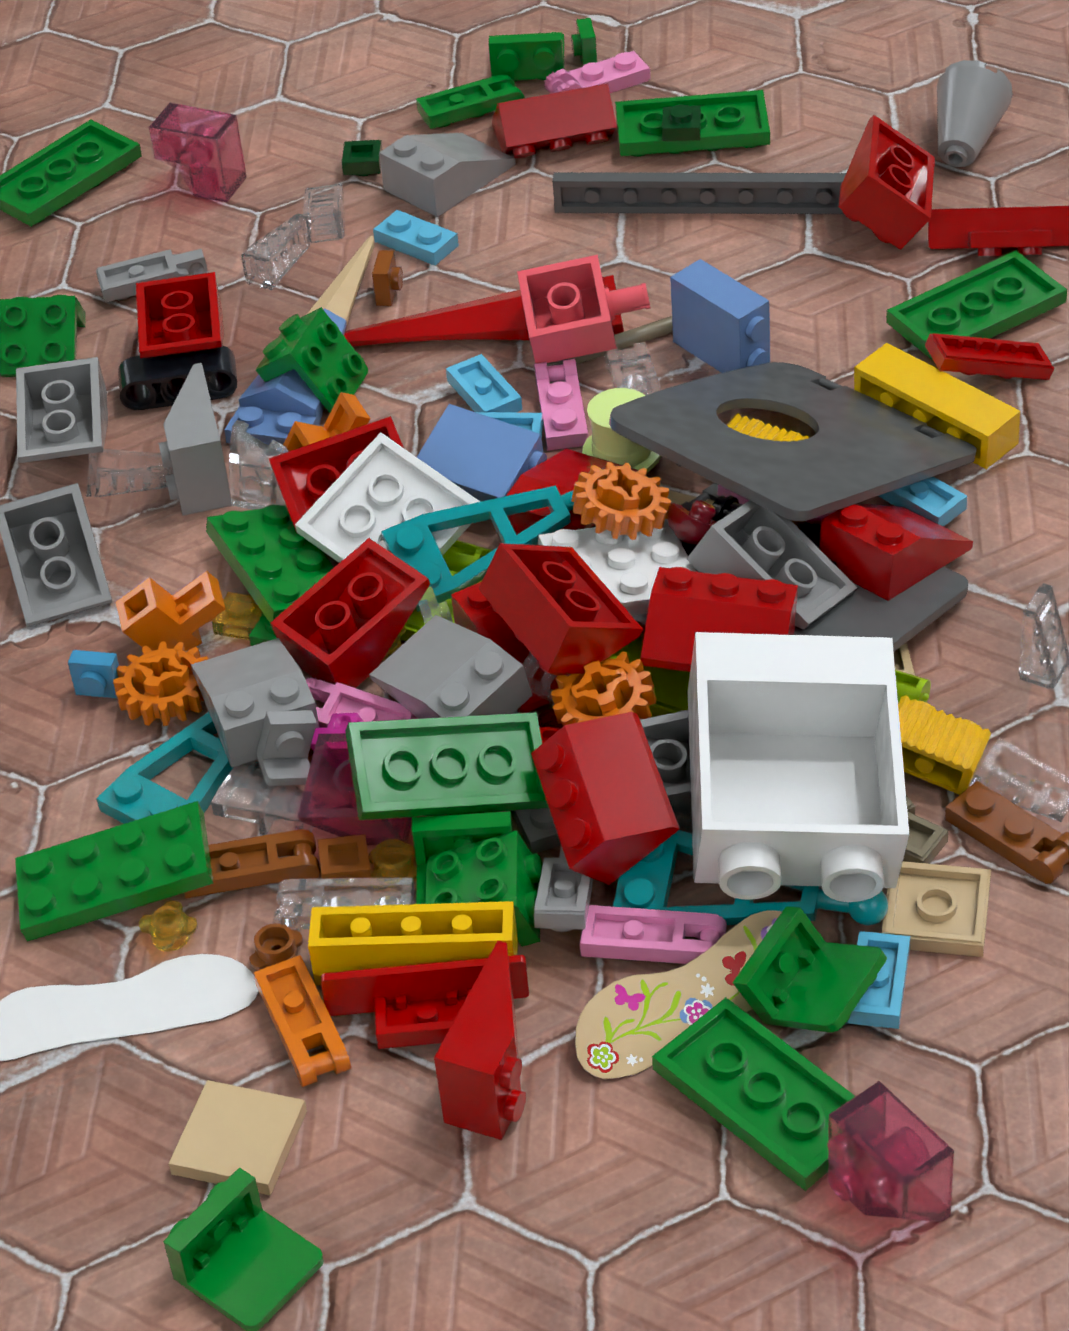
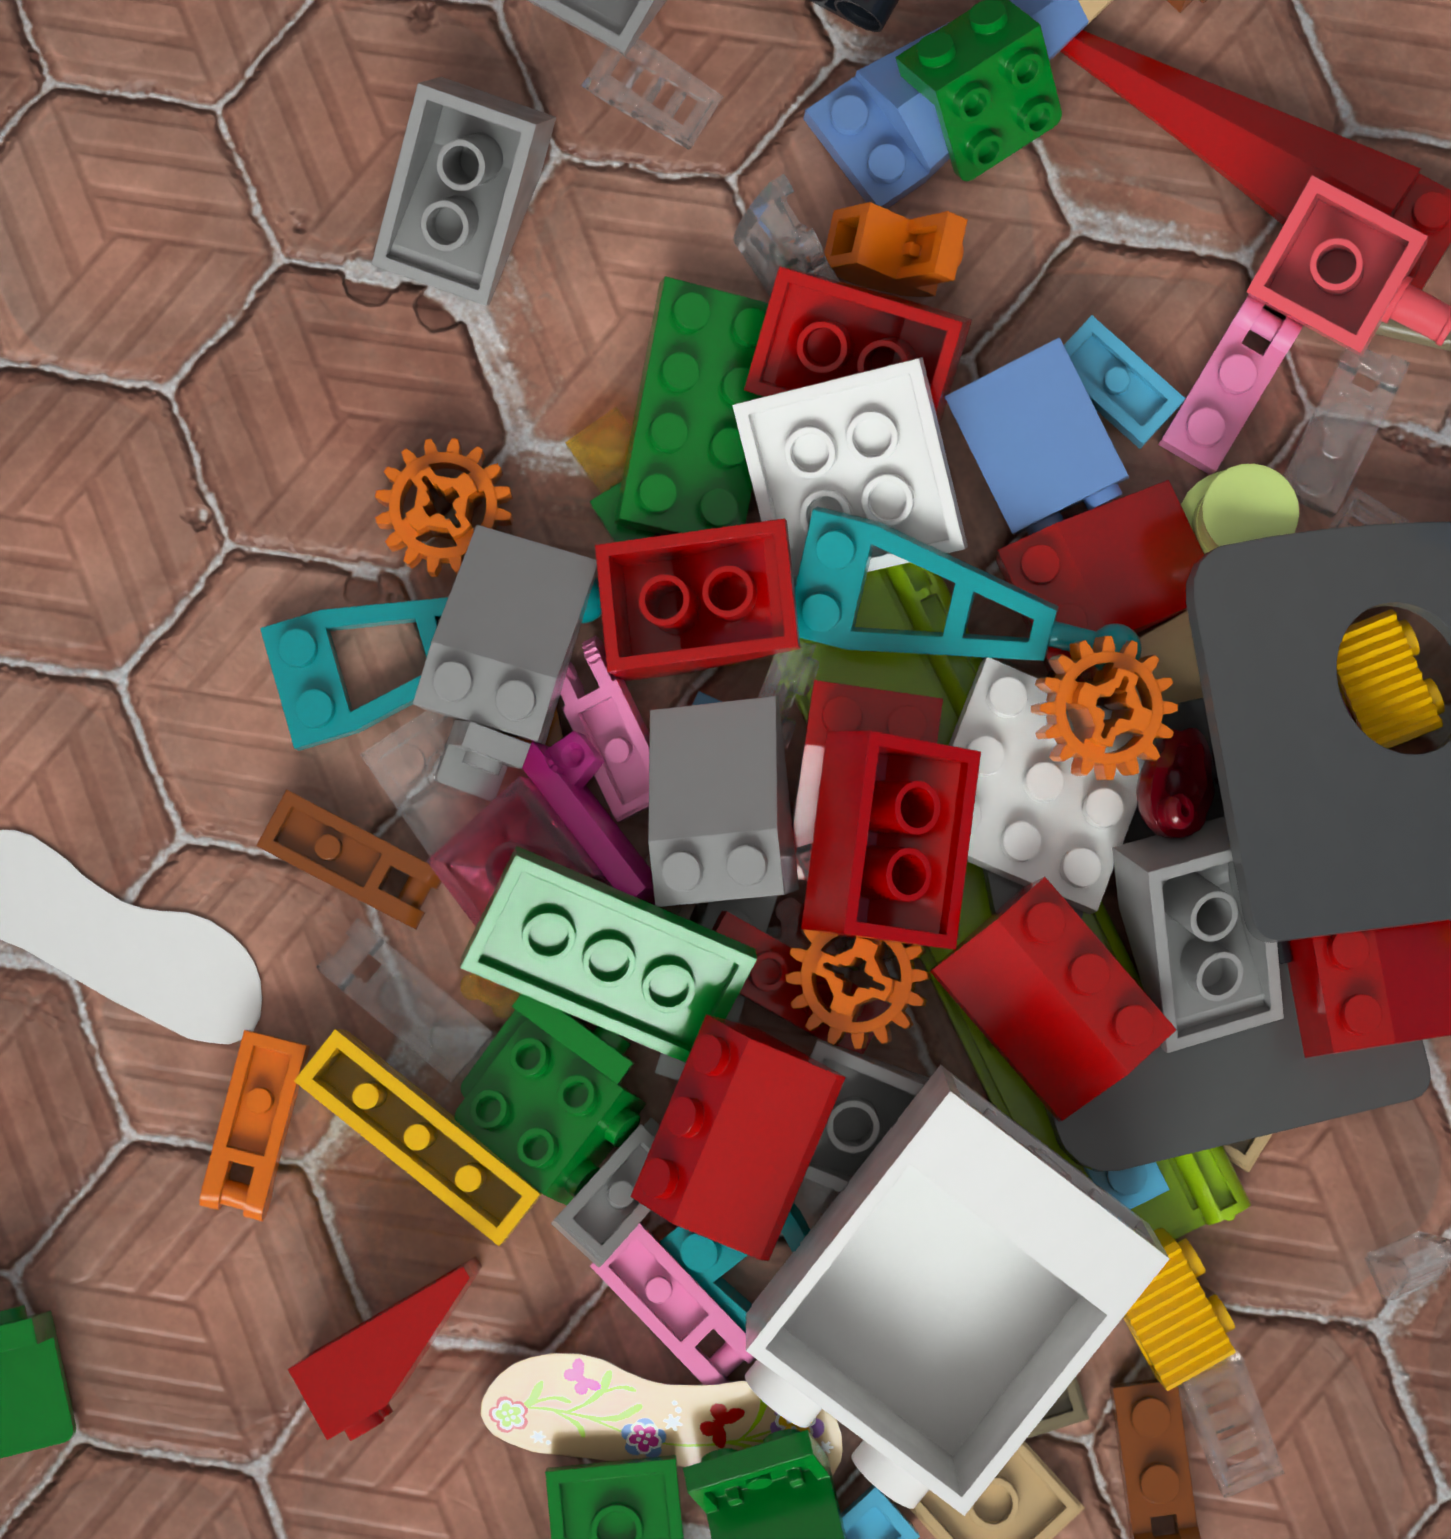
camera: 35 degrees right, 40 degrees up
(93, 673) = (378, 432): dark azure plate -> none
(113, 871) = (204, 762): green plate -> none
(154, 615) = (516, 408): orange brick -> none
(169, 926) = (227, 891): clear yellow plate -> none
(194, 449) = (734, 136): light grey slope -> none
(237, 1130) = (97, 1218): tan tile -> none
(274, 944) = (280, 1000): dark orange plate -> none
(344, 857) = (441, 939): dark orange plate -> none
(412, 1001) = (379, 1221): red bracket -> none
(483, 386) = (1158, 286): medium azure plate -> none

